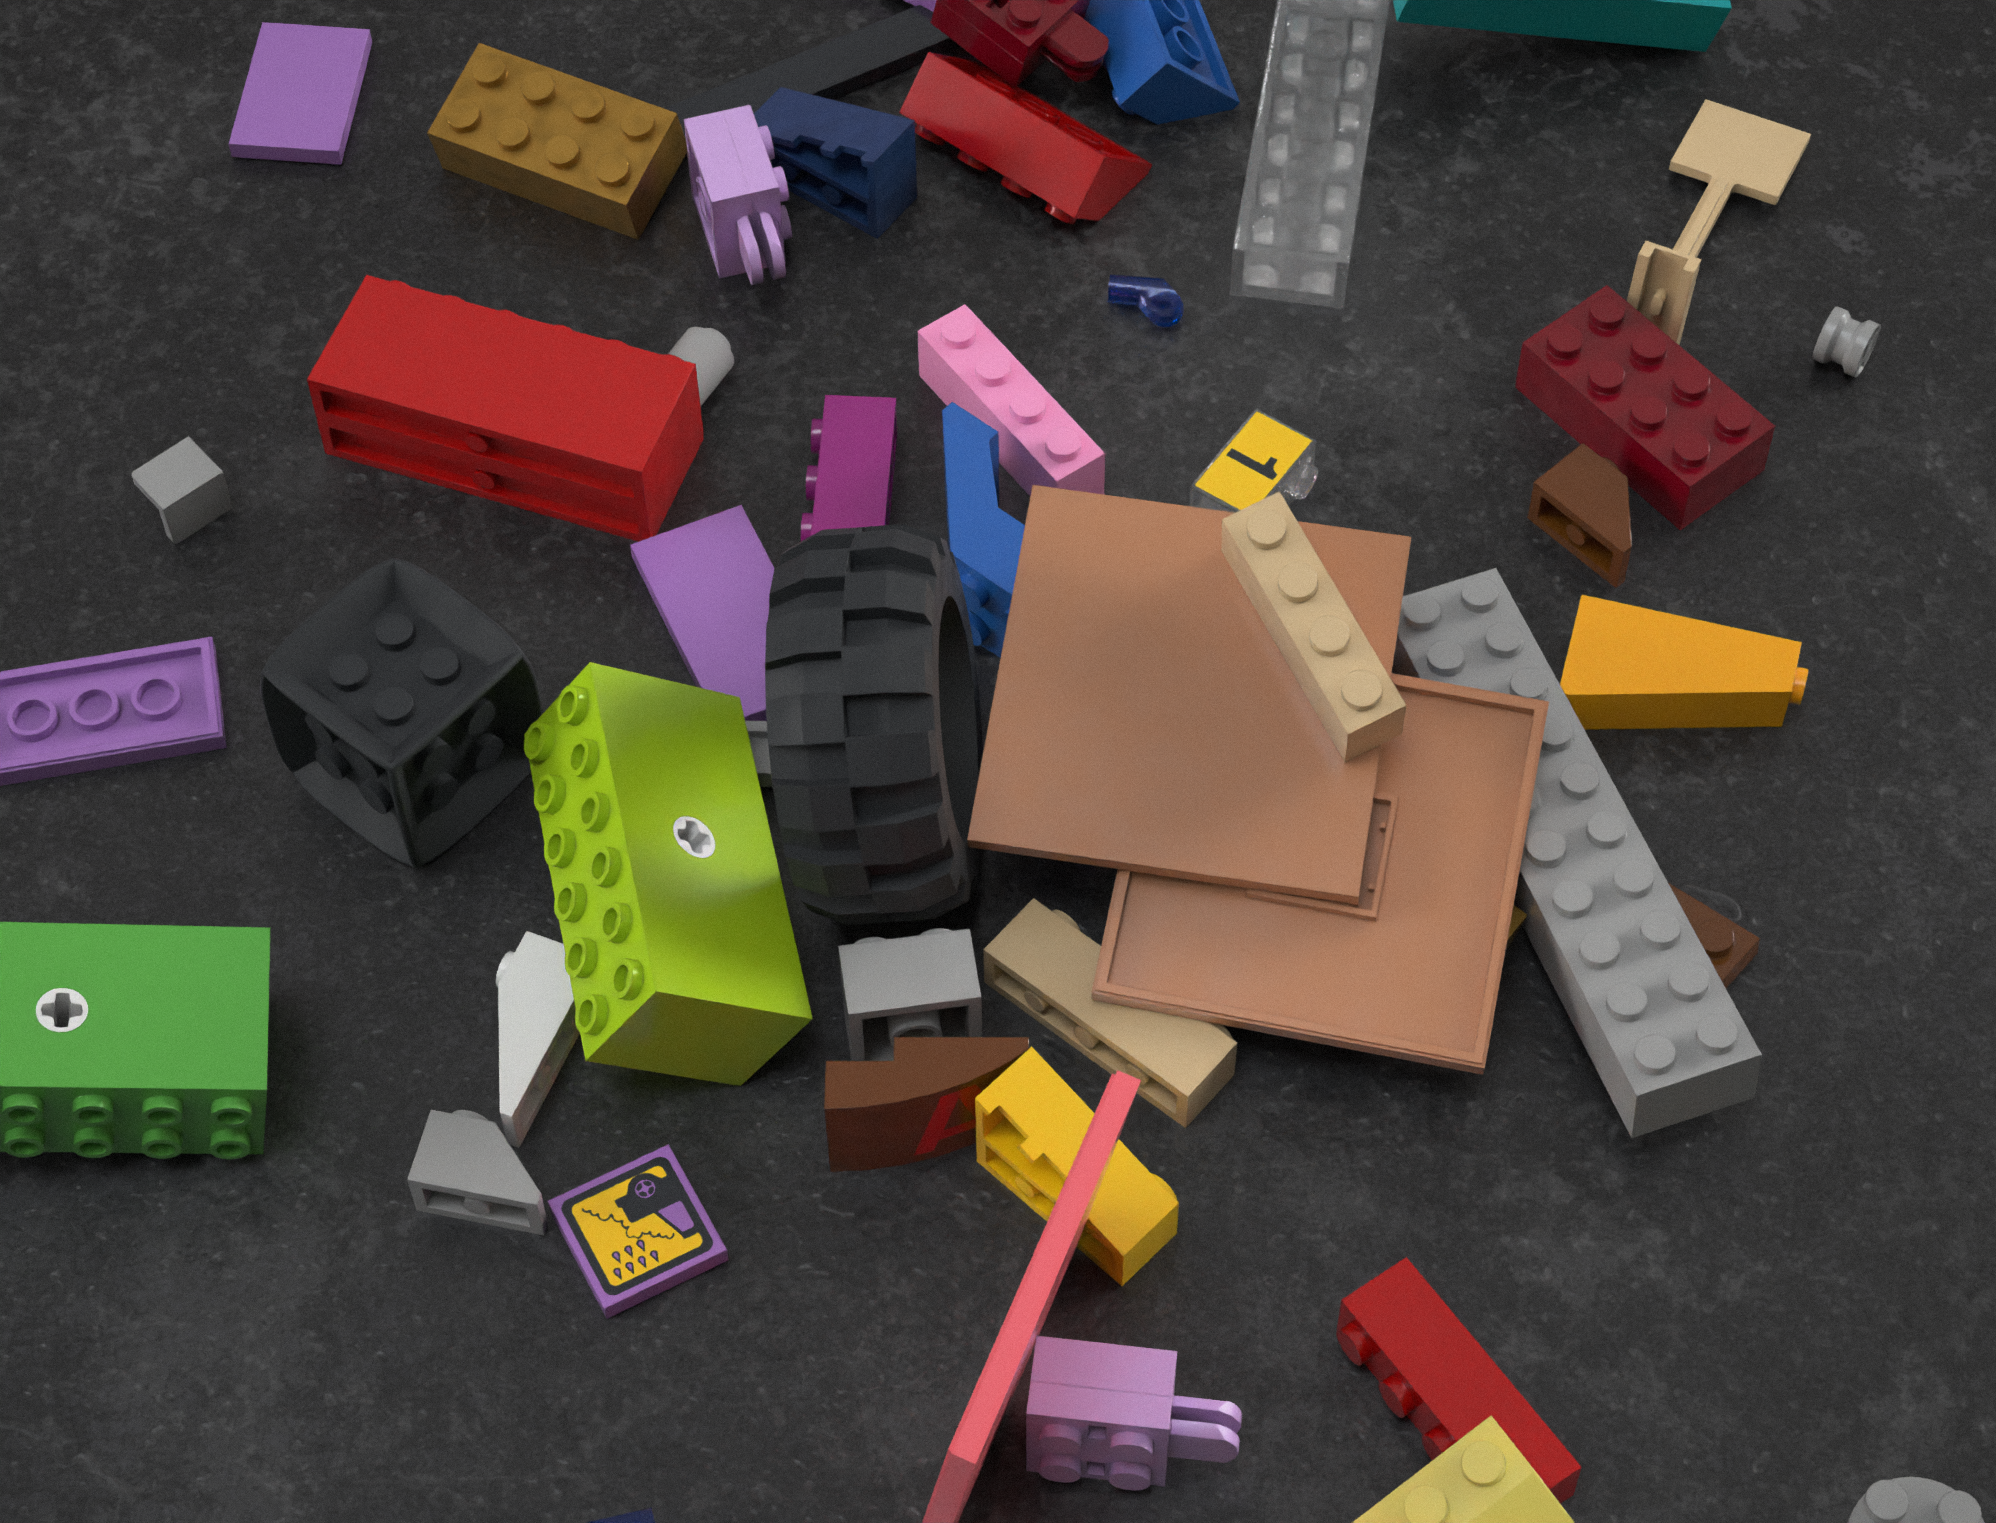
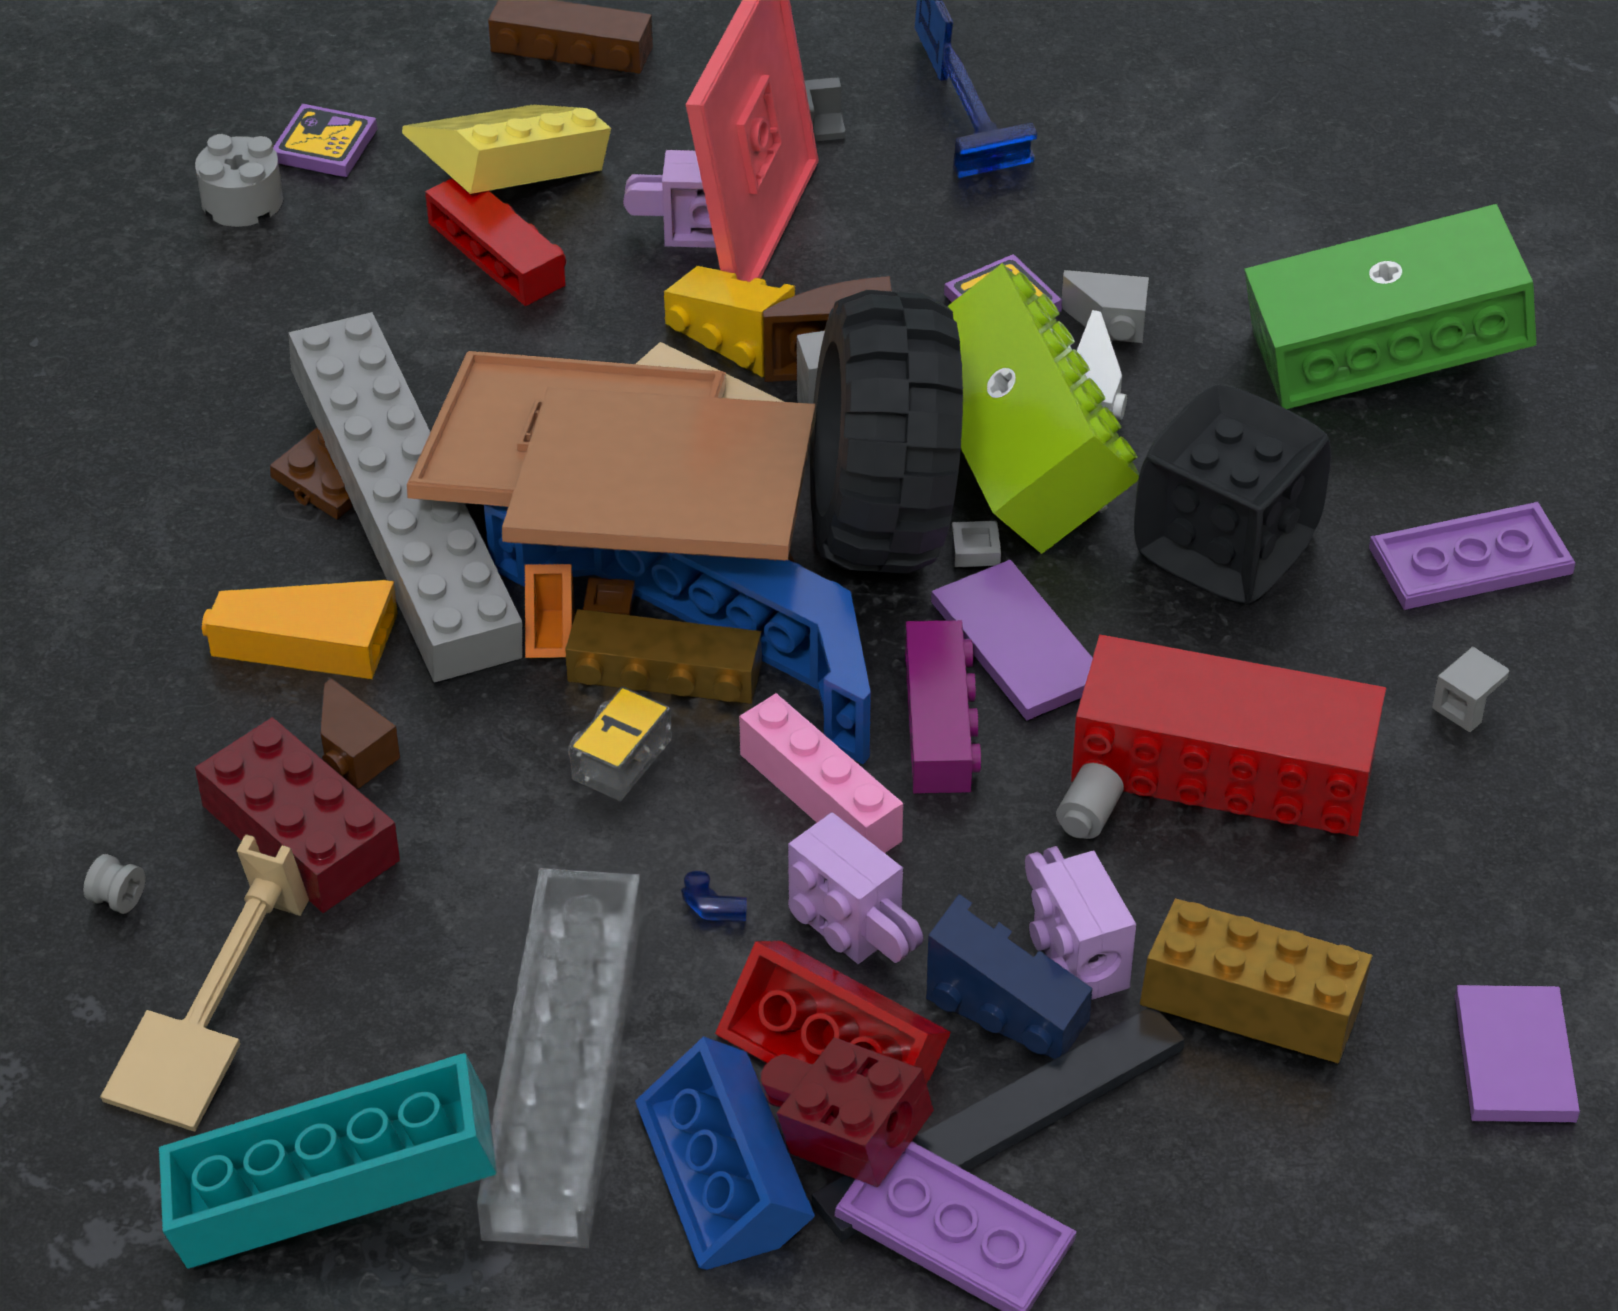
camera: 175 degrees right, 10 degrees down
(993, 245) = (849, 892): none -> lavender brick
(1312, 627) = (578, 458): tan brick -> none

